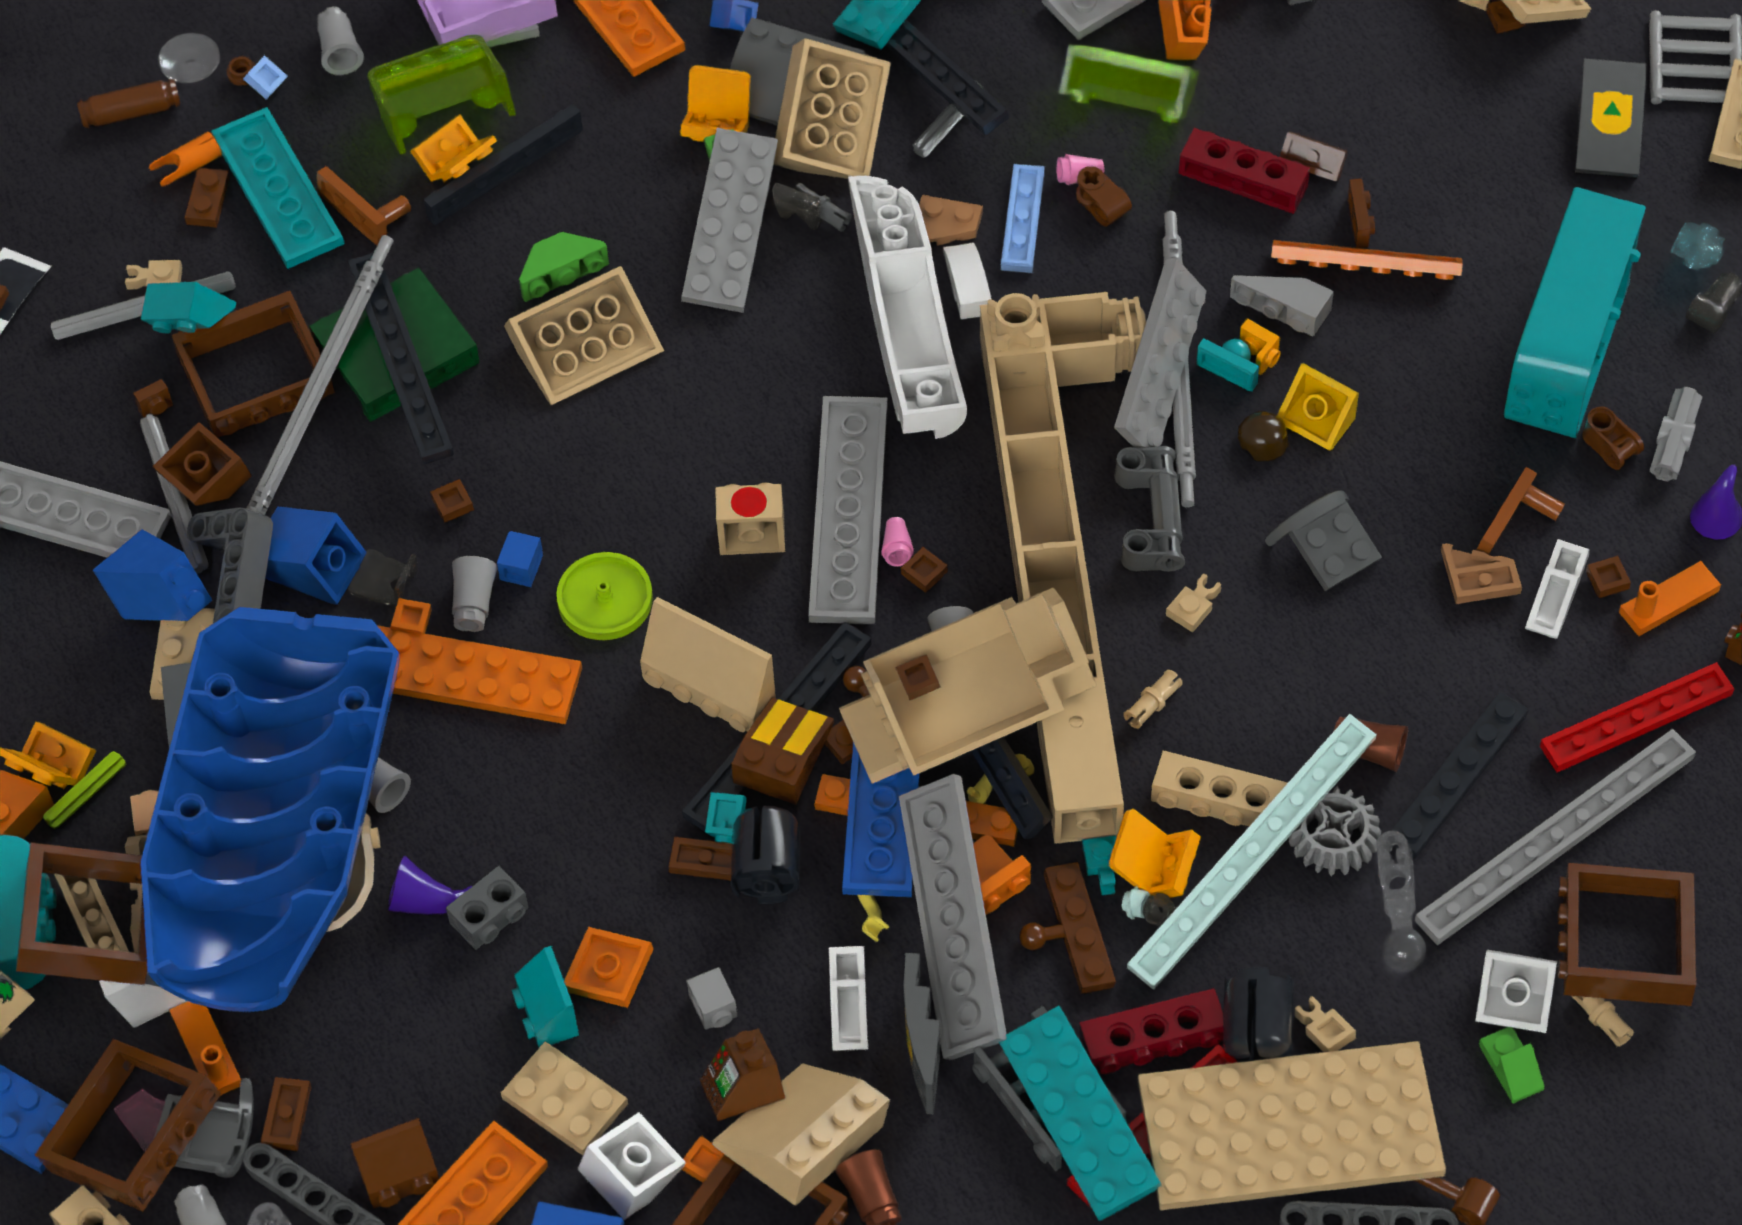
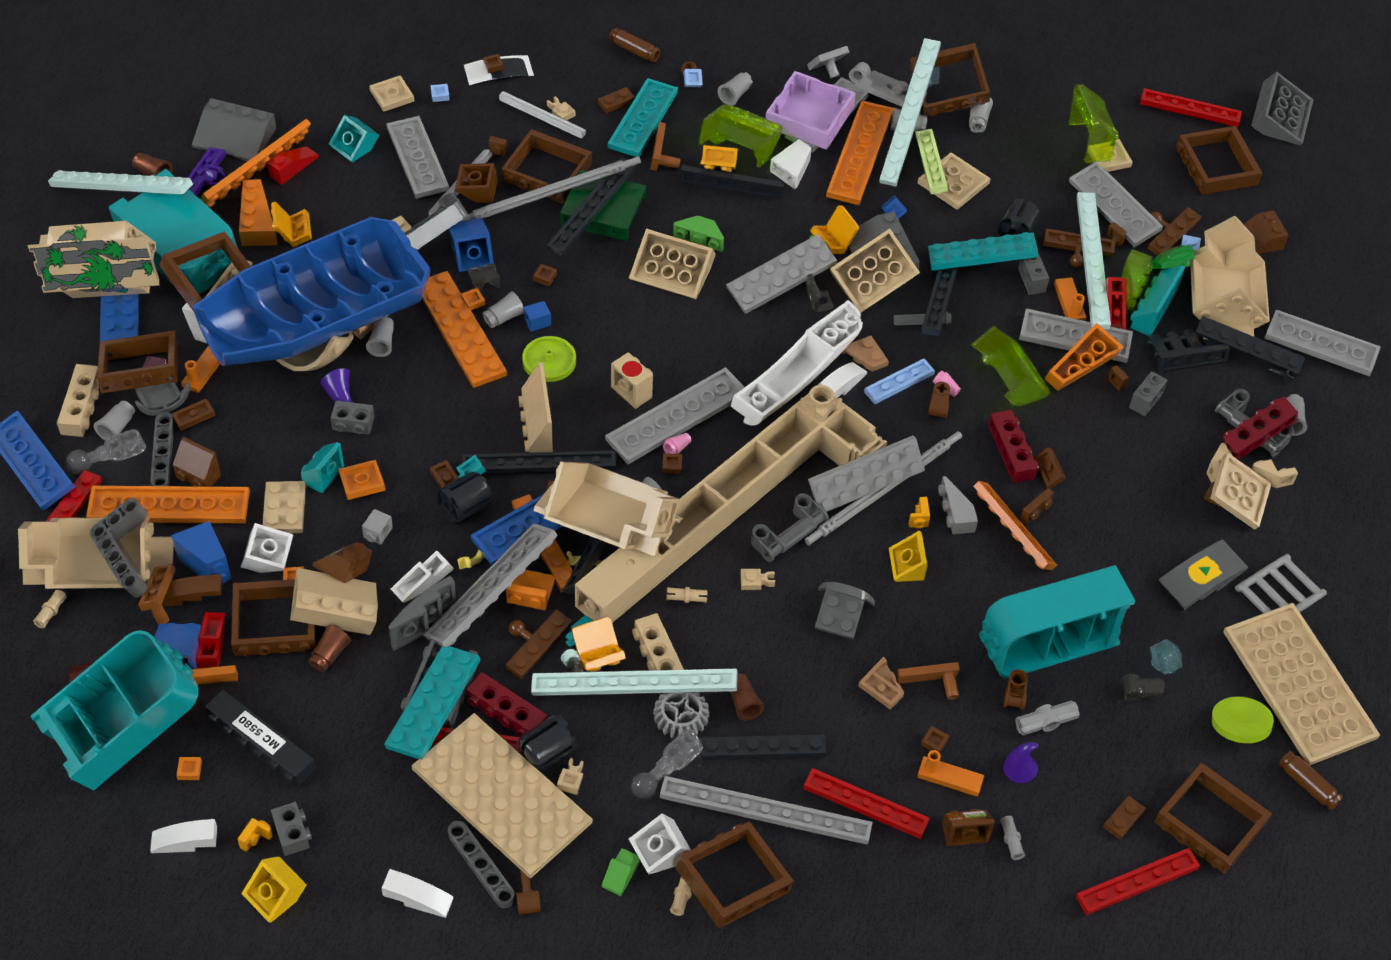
camera: 45 degrees right, 5 degrees down
(84, 790) = (280, 247): lime axle -> none
(152, 581) = (404, 198): blue slope -> none
(183, 306) = (545, 122): teal slope -> none
(189, 57) = (676, 48): clear dish -> none
(189, 157) = (627, 80): orange piece -> none
(542, 72) = (791, 163): none -> white slope
(781, 750) = (523, 467): reddish brown slope -> none
(829, 211) = (824, 302): dark grey pin -> none
(918, 677) = (596, 487): reddish brown plate -> none
(1229, 362) = (900, 507): teal tile -> none
(1263, 436) = (874, 548): dark brown hair -> none
(1557, 589) = (906, 722): white slope -> none

